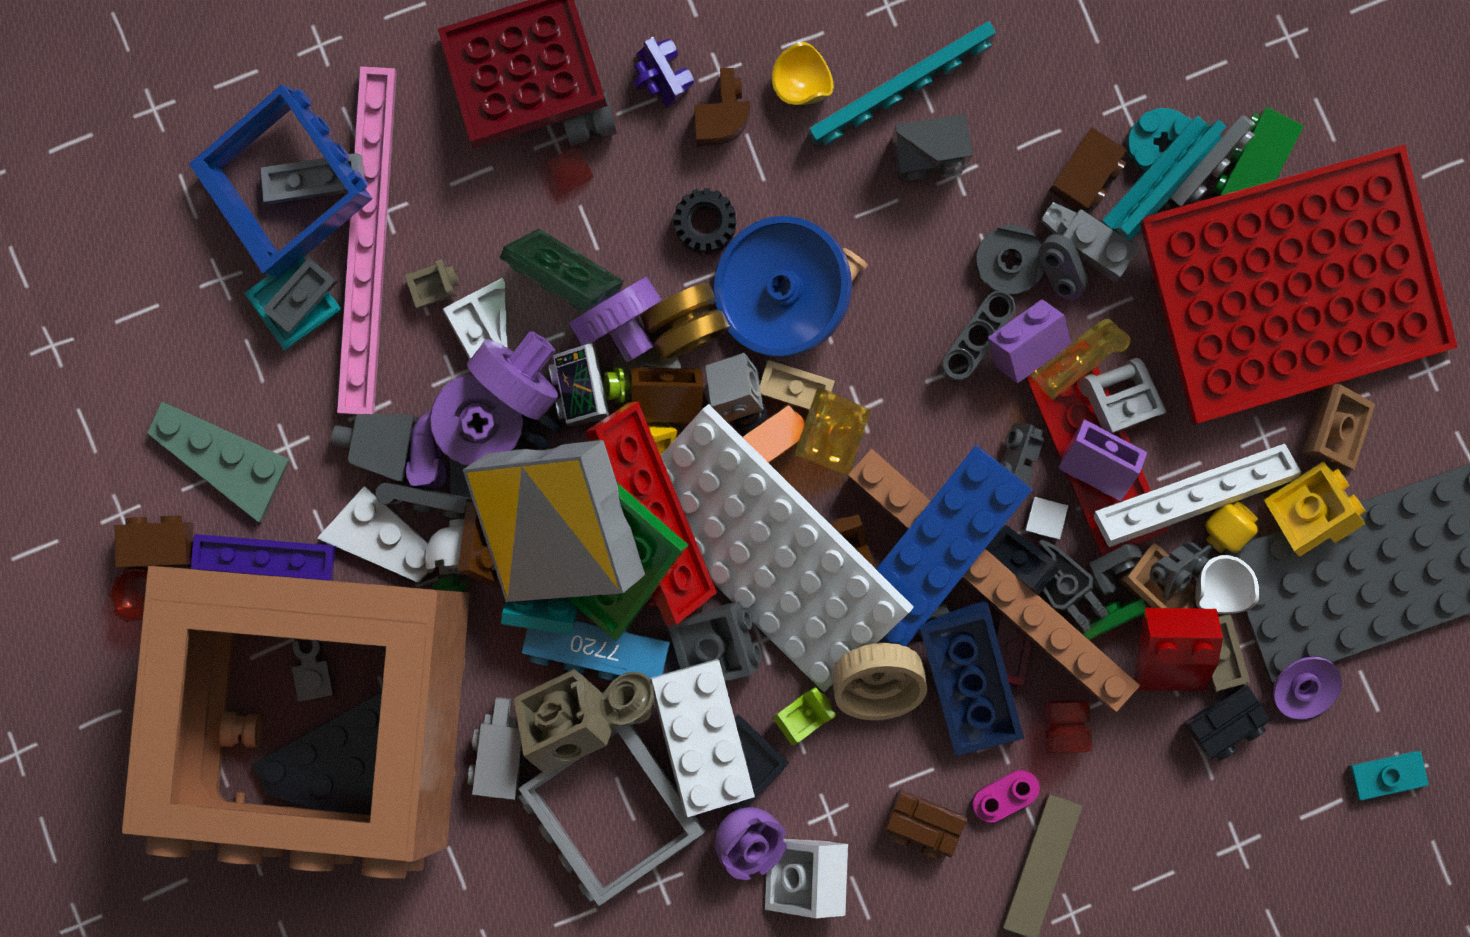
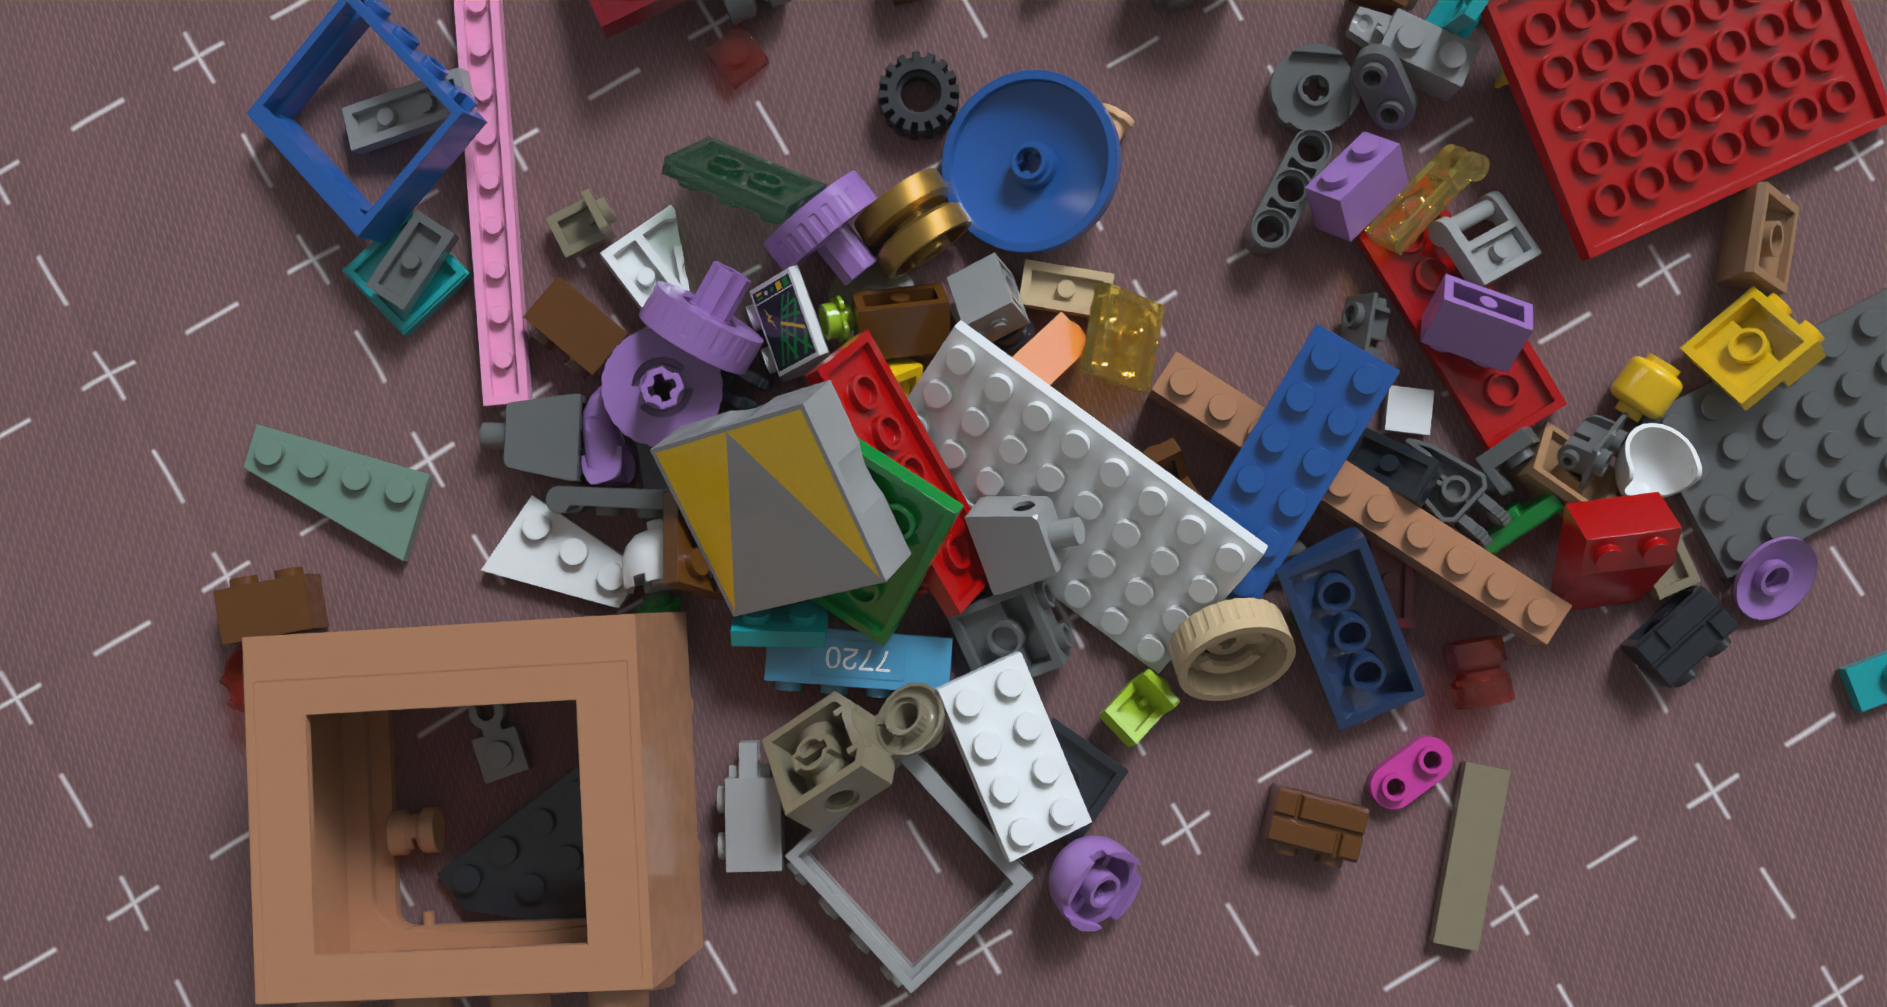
camera: 15 degrees left, 0 degrees up
(263, 557) = (414, 604): dark purple plate -> none
(417, 364) = (576, 327): none -> reddish brown brick
(731, 574) = (1021, 539): none -> light grey torso
(809, 879) = (1176, 918): white slope -> none
(1196, 495) = (1598, 352): white plate -> none

